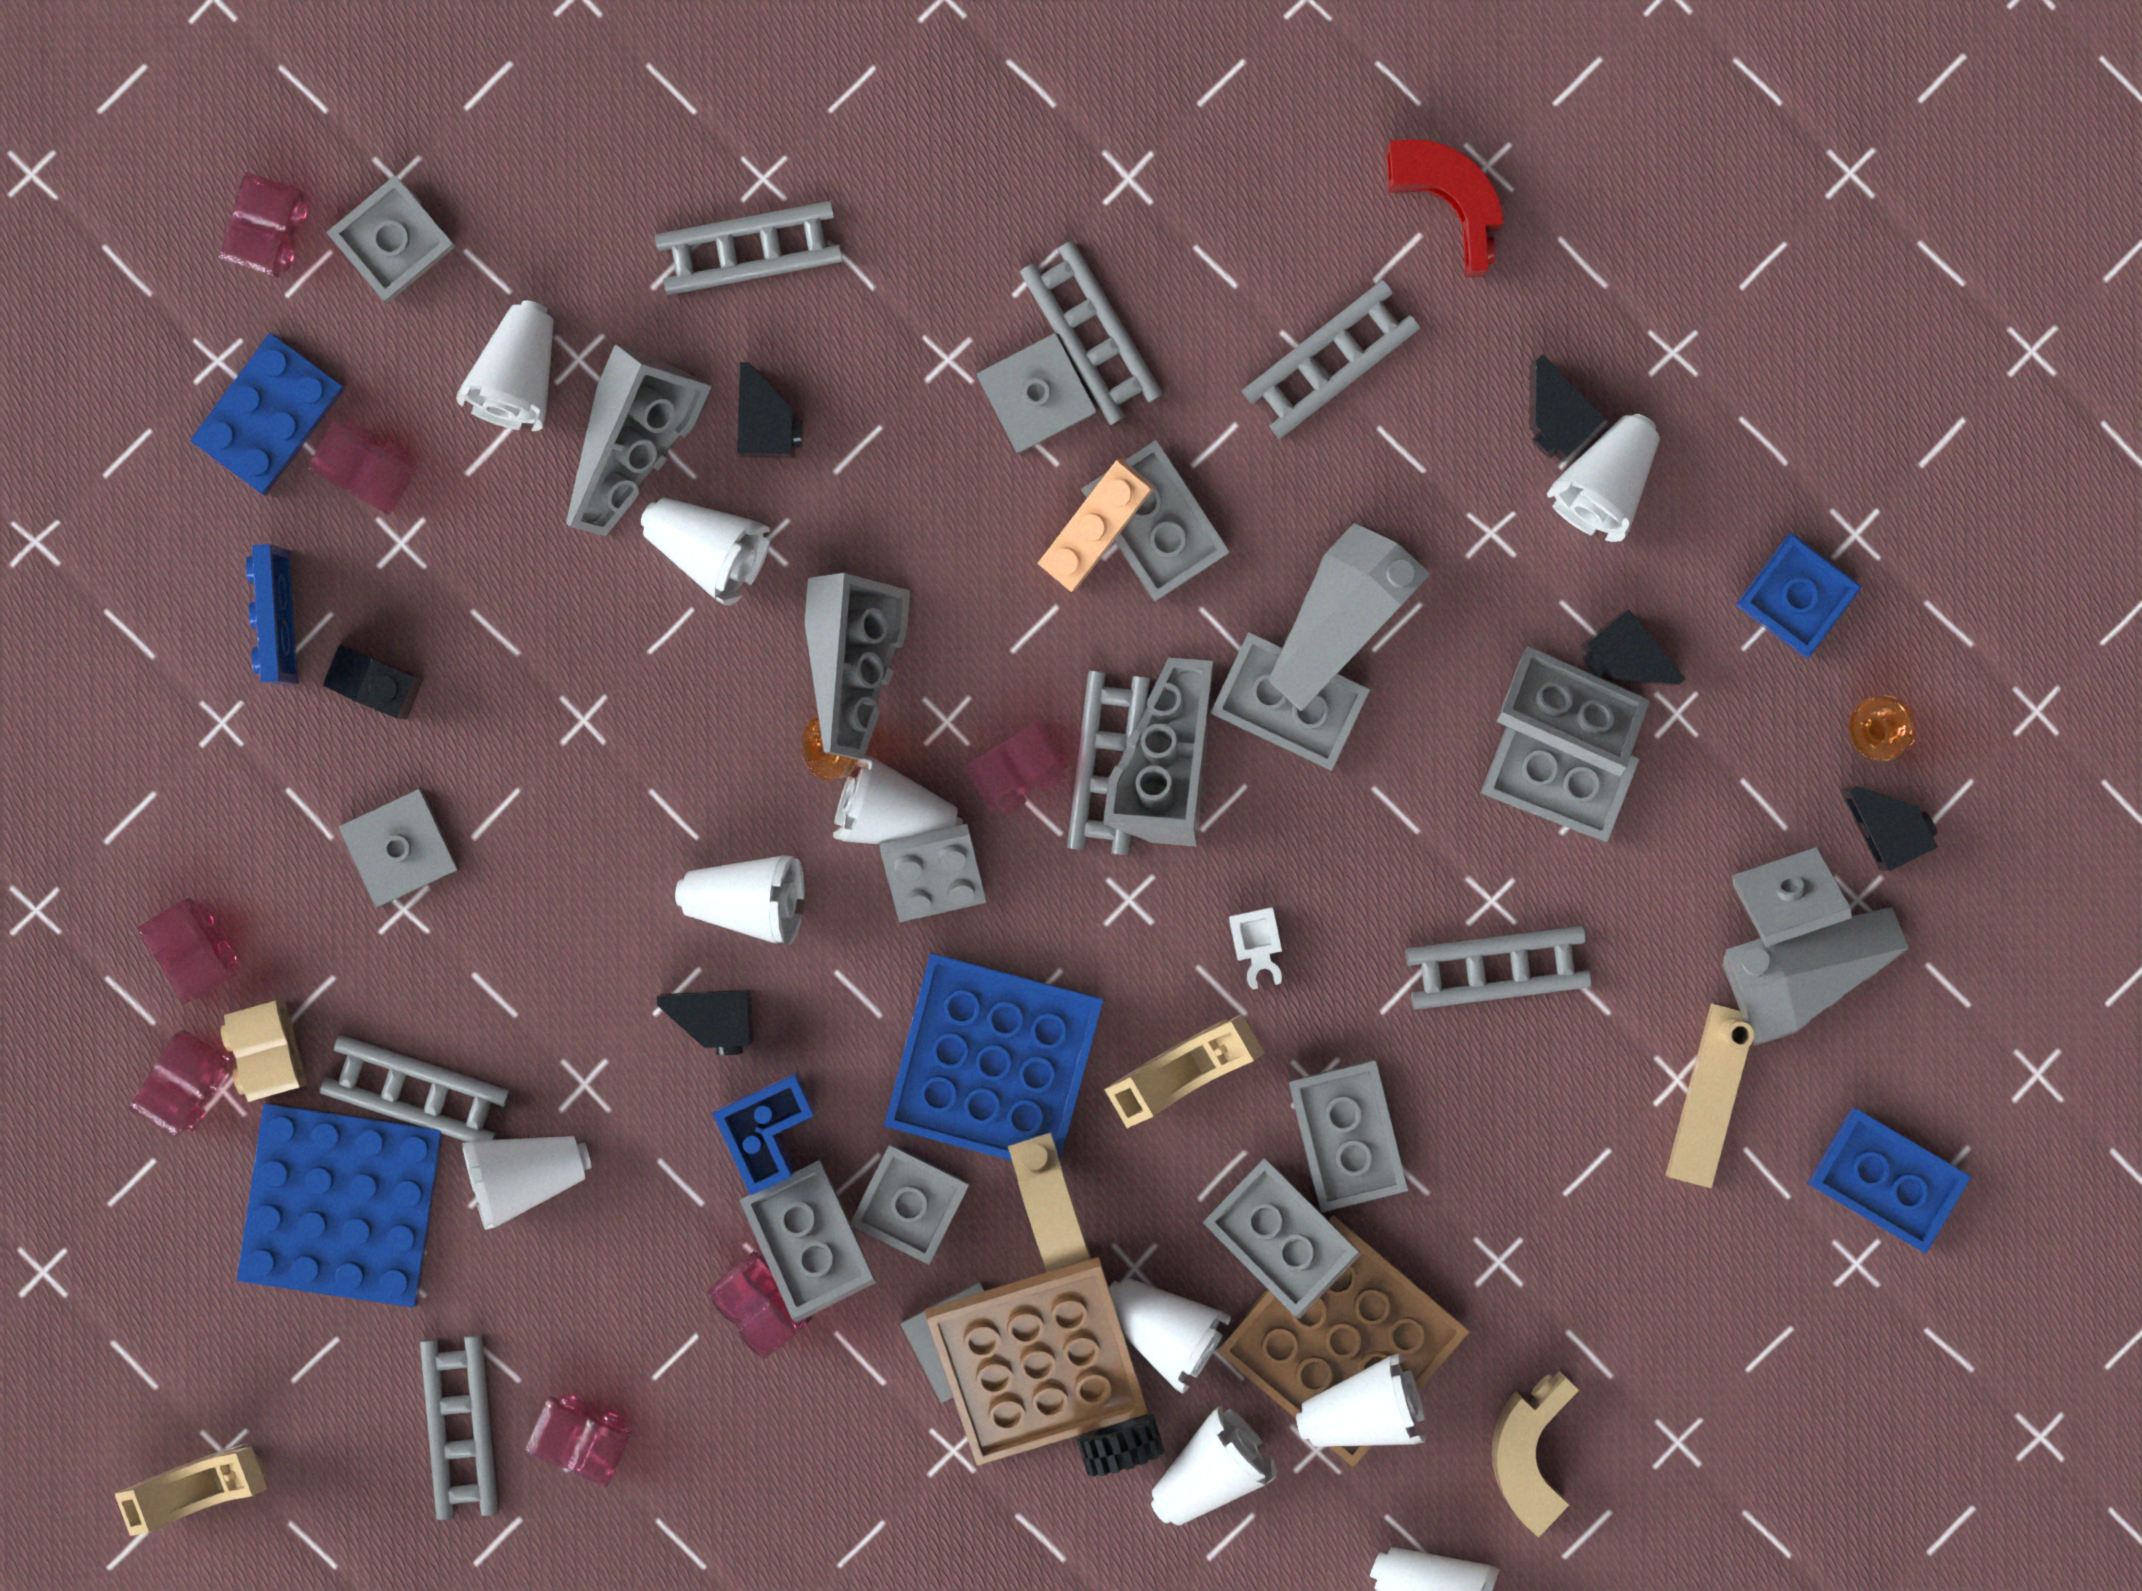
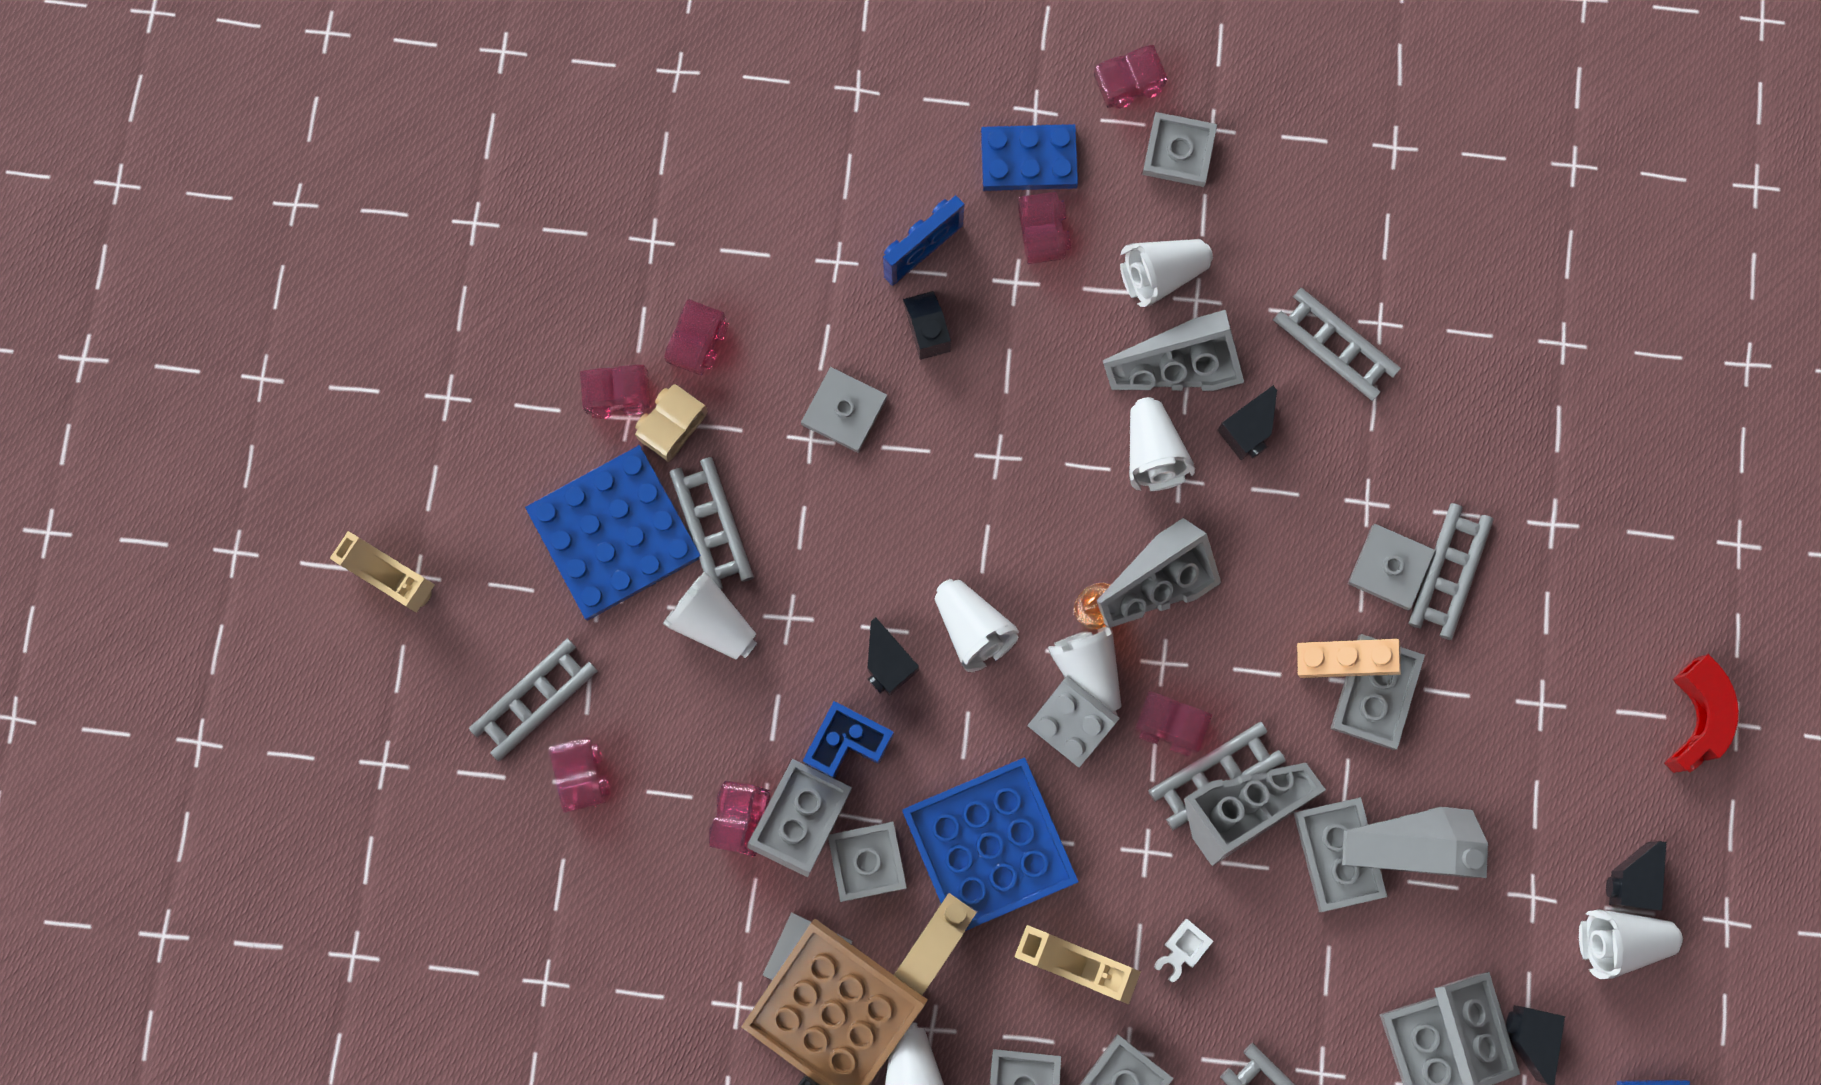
camera: 60 degrees right, 10 degrees down
(1325, 387) = (1571, 713): light grey bar -> none

